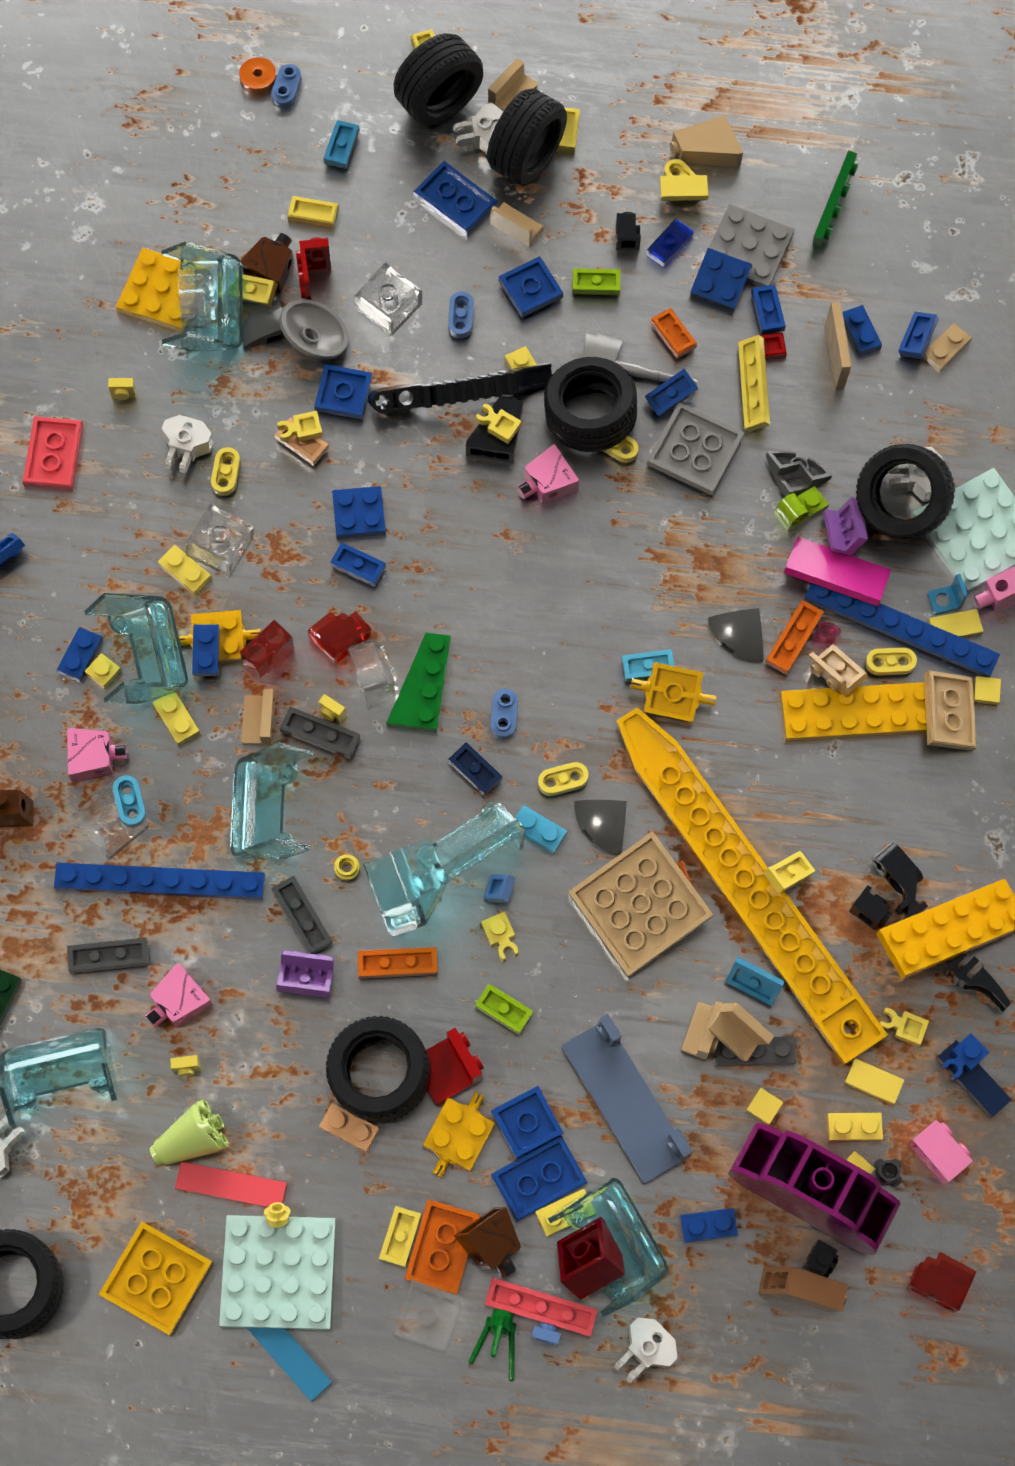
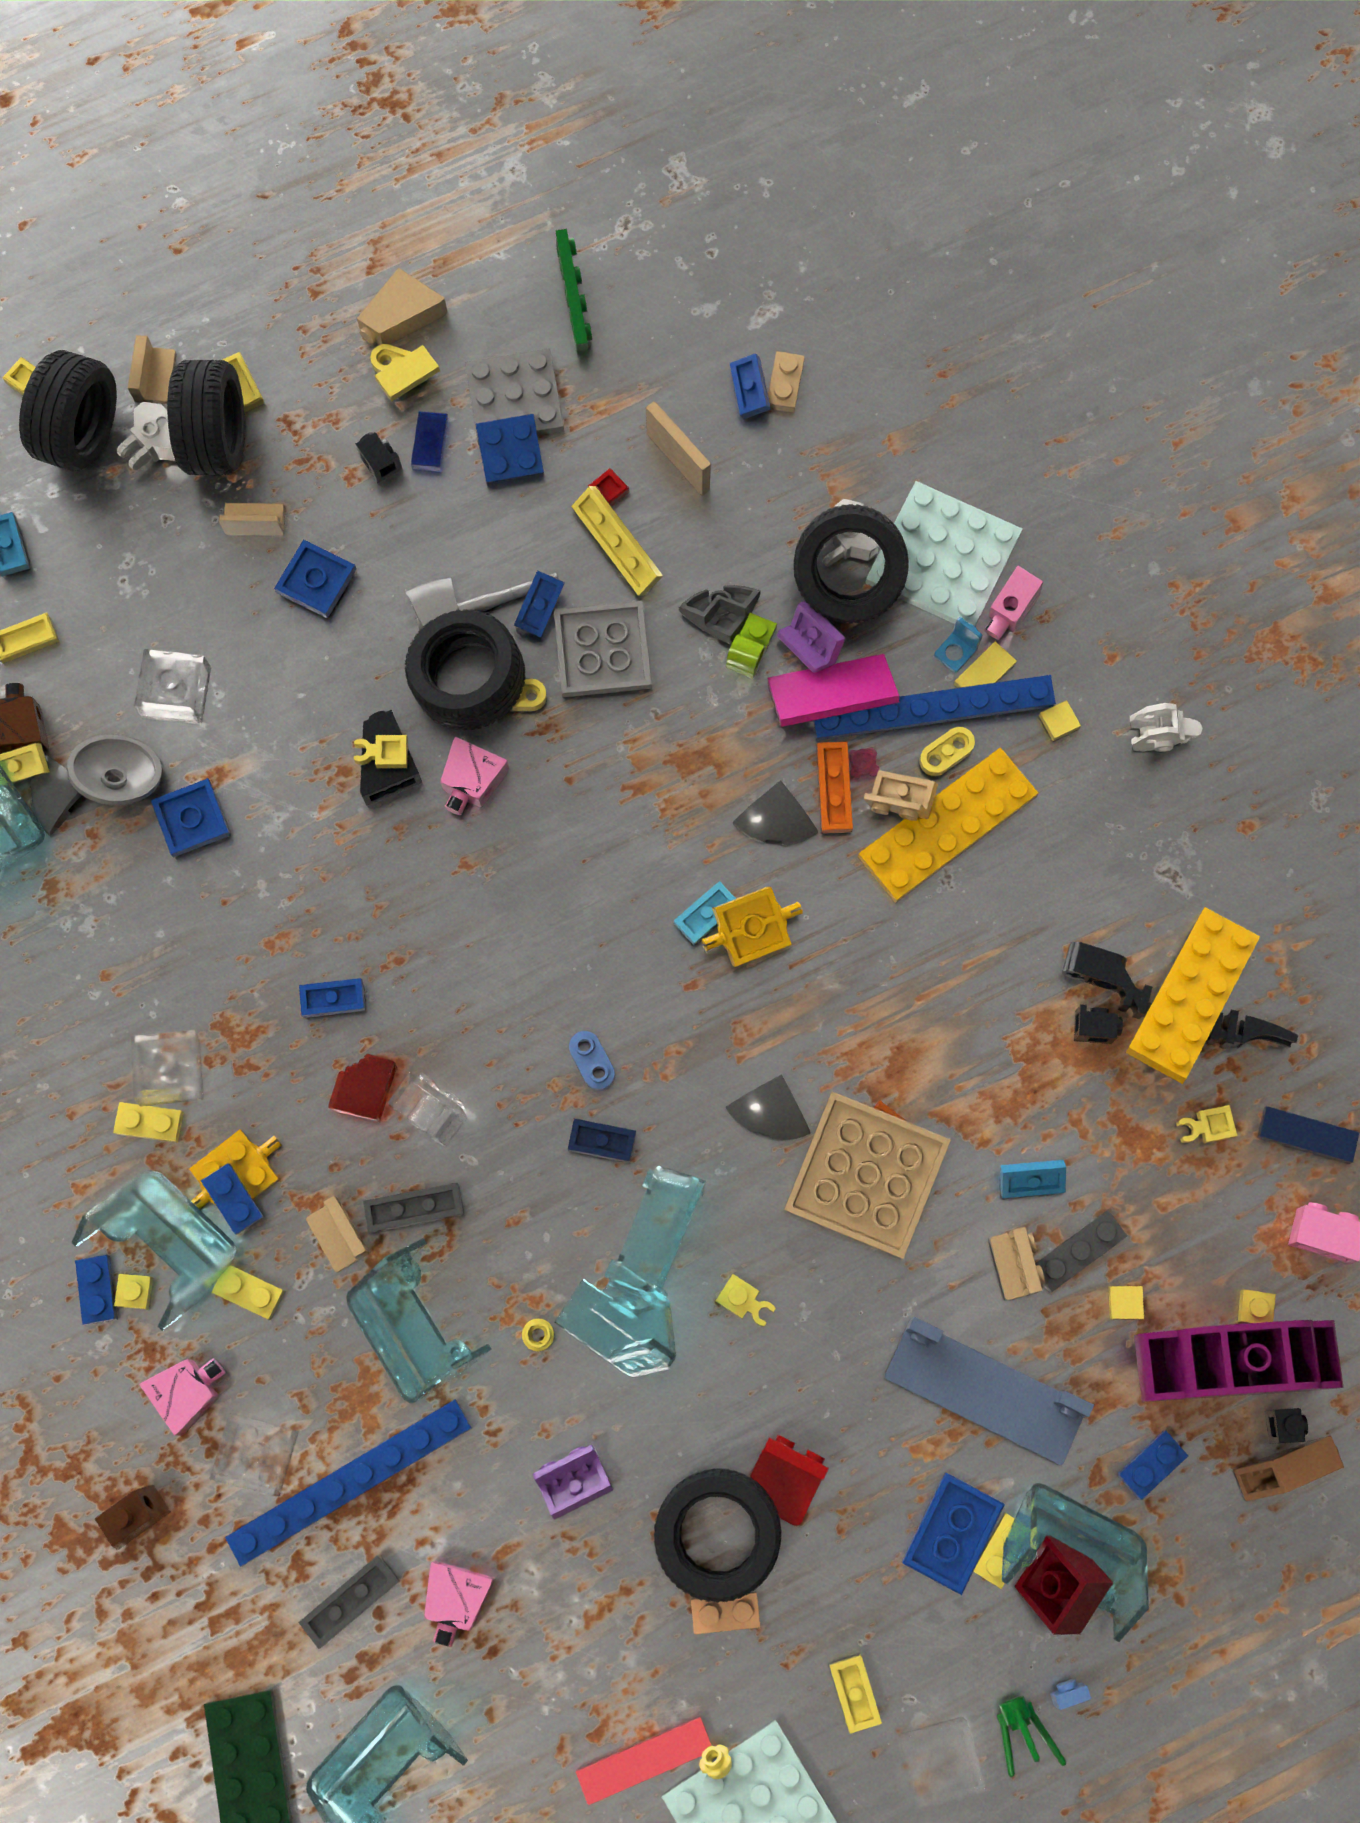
camera: 30 degrees left, 5 degrees up
(129, 802) = (264, 1425): medium azure plate -> none
(185, 441) = (55, 978): white hinge -> none
(185, 1065) = (512, 1666): light yellow plate -> none
(190, 1136) = (570, 1740): yellowish green cone -> none
(225, 473) = (121, 987): light yellow plate -> none
(271, 659) = (309, 1165): clear red piece -> none
(301, 915) = (525, 1419): dark grey plate -> none
(305, 426) = (175, 884): light yellow plate -> none
(309, 450) = (182, 900): light nougat plate -> none
(312, 257) = (59, 689): red bracket -> none
(331, 709) = (409, 1175): light yellow plate -> none
(358, 512) = (294, 939): blue plate -> none
(397, 962) = (659, 1403): orange plate -> none
(422, 690) = (490, 1092): green wing -> none
(437, 1255) = (905, 1675): orange plate -> none
(455, 198) = (169, 529): blue tile -> none
(458, 1134) = (842, 1543): yellow plate -> none
(460, 316) = (262, 656): medium blue plate -> none
(461, 390) = (318, 740): black piece -> none
(491, 1241) = (952, 1636): reddish brown torso -> none
(499, 888) = (711, 1253): medium blue plate -> none
(504, 1009) = (800, 1378): lime plate -> none
(519, 358) = (358, 667): light yellow plate -> none
(527, 1122) = (903, 1483): blue plate -> none
(541, 830) = (710, 1161): medium azure plate -> none
(541, 1307) = (1045, 1668): coral plate -> none
(561, 777) = (700, 1093): light yellow plate -> none
(596, 281) = (380, 530): lime plate -> none
(645, 1349) = (1181, 1642): white hinge -> none
(673, 333) = (498, 537): orange plate -> none
(739, 1030) = (1055, 1245): tan panel -> none
(740, 877) = (960, 1081): yellow wedge -> none
(768, 309) = (579, 451): blue plate -> none
(789, 872) = (993, 1041): light yellow plate -> none
(854, 1127) = (1226, 1263): light yellow plate -> none
(861, 330) = (689, 416): blue plate -> none
(874, 1081) = (1215, 1203): light yellow tile -> none
(894, 1167) = (1299, 1289): dark grey plate -> none
(950, 710) = (1039, 766): tan tile -> none
(966, 1055) = (1288, 1114): blue plate -> none

